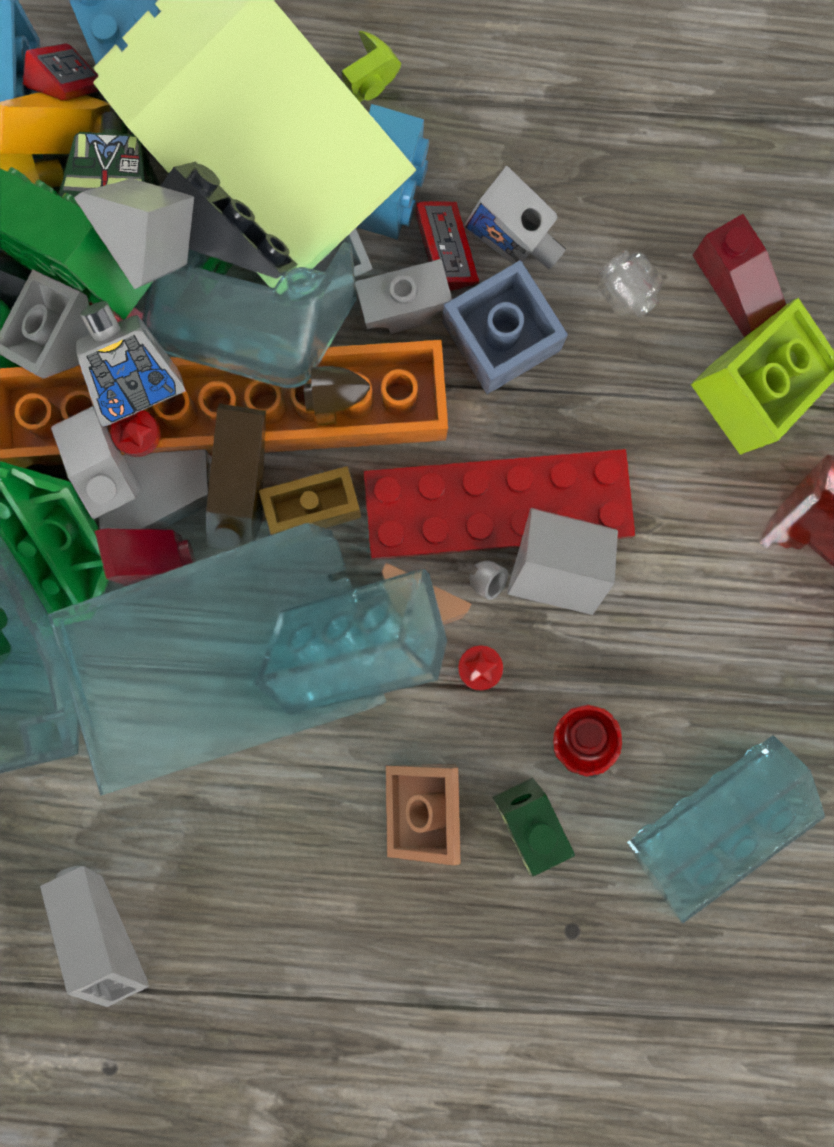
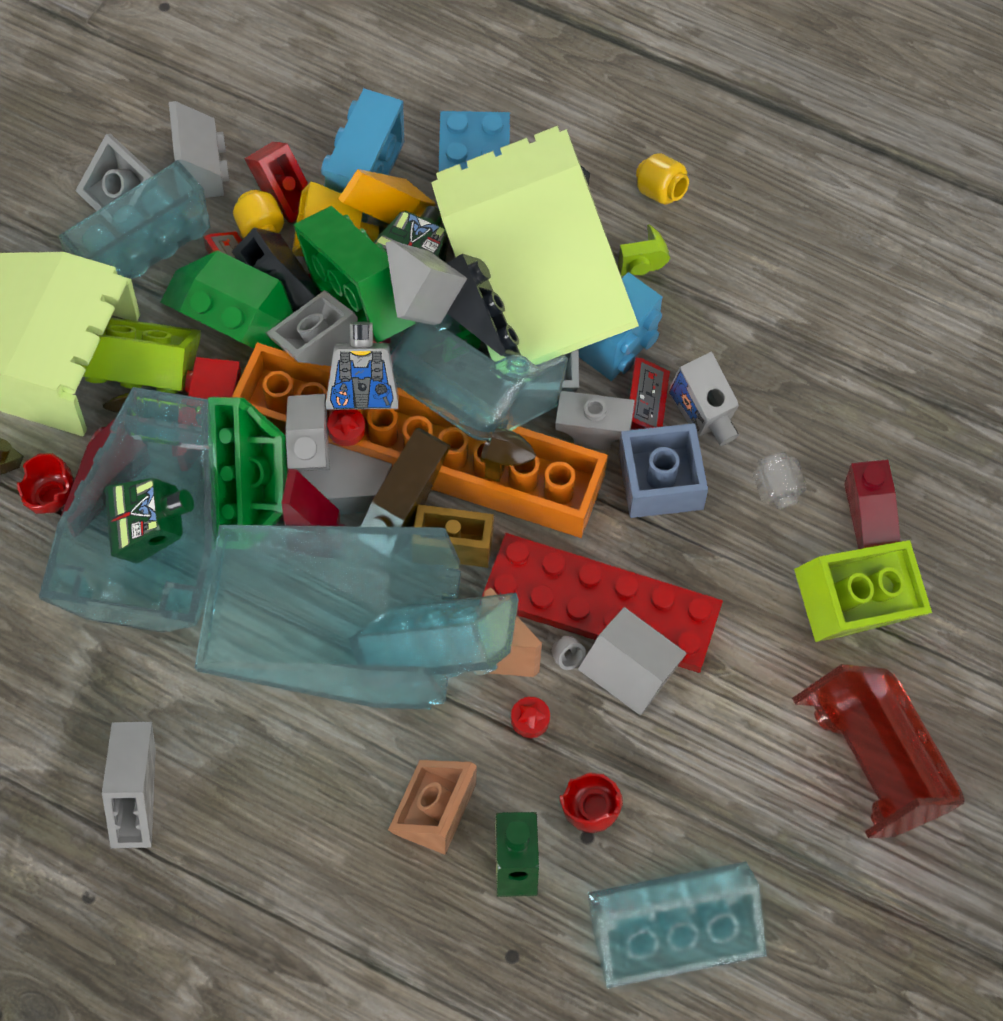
camera: 30 degrees right, 20 degrees down
(58, 72) = (409, 168): red slope -> none

